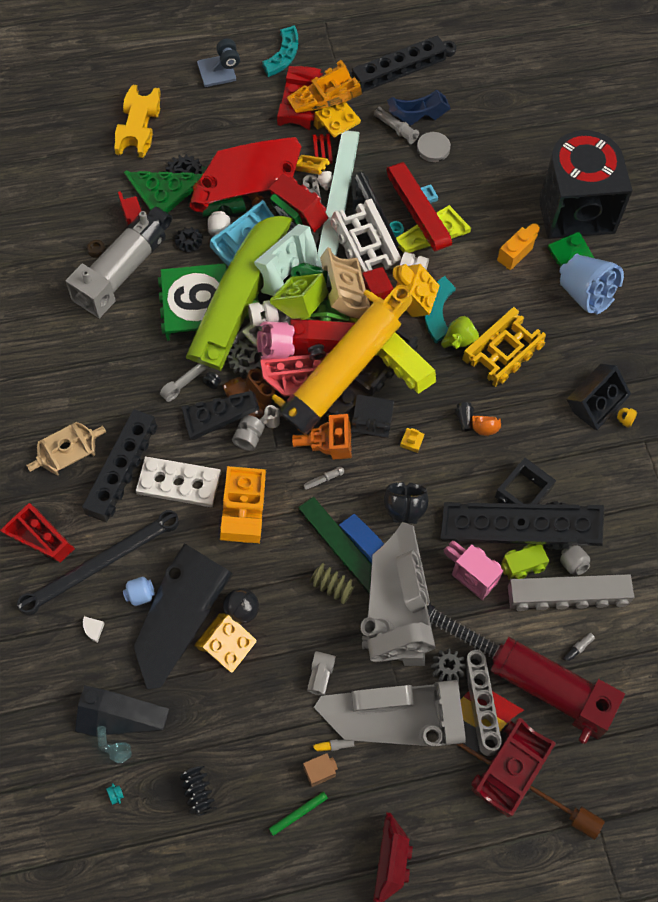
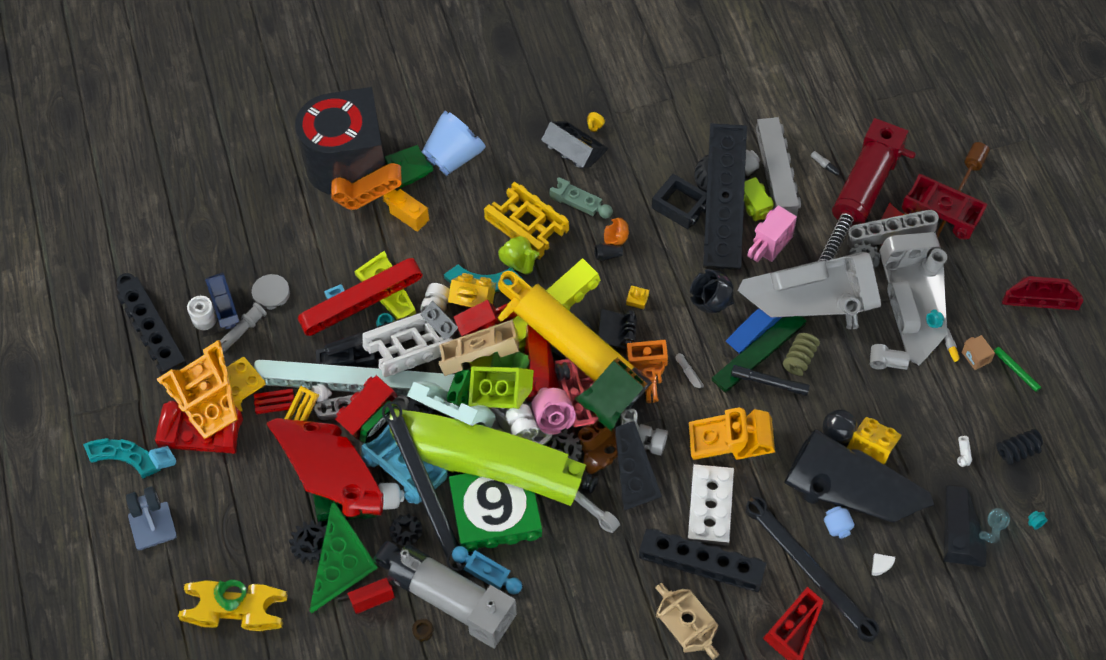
camera: 90 degrees left, 5 degrees down
(138, 293) = (486, 570): none -> dark azure plate
(146, 106) = (230, 604): none -> green piece
(196, 734) = (965, 458): none -> white arm
(218, 241) = (422, 483): none -> black piece
(276, 74) = (162, 457): none -> medium azure tile
(284, 387) = (612, 393): none -> dark green piece
(297, 569) = (748, 374): none -> black piece
(361, 727) = (935, 319): none -> teal plate
(389, 257) = (439, 321): none -> hinge
(410, 90) = (202, 312): none -> white wheel
(528, 397) = (579, 199): none -> sand green plate
(535, 208) = (366, 189): none -> orange beam

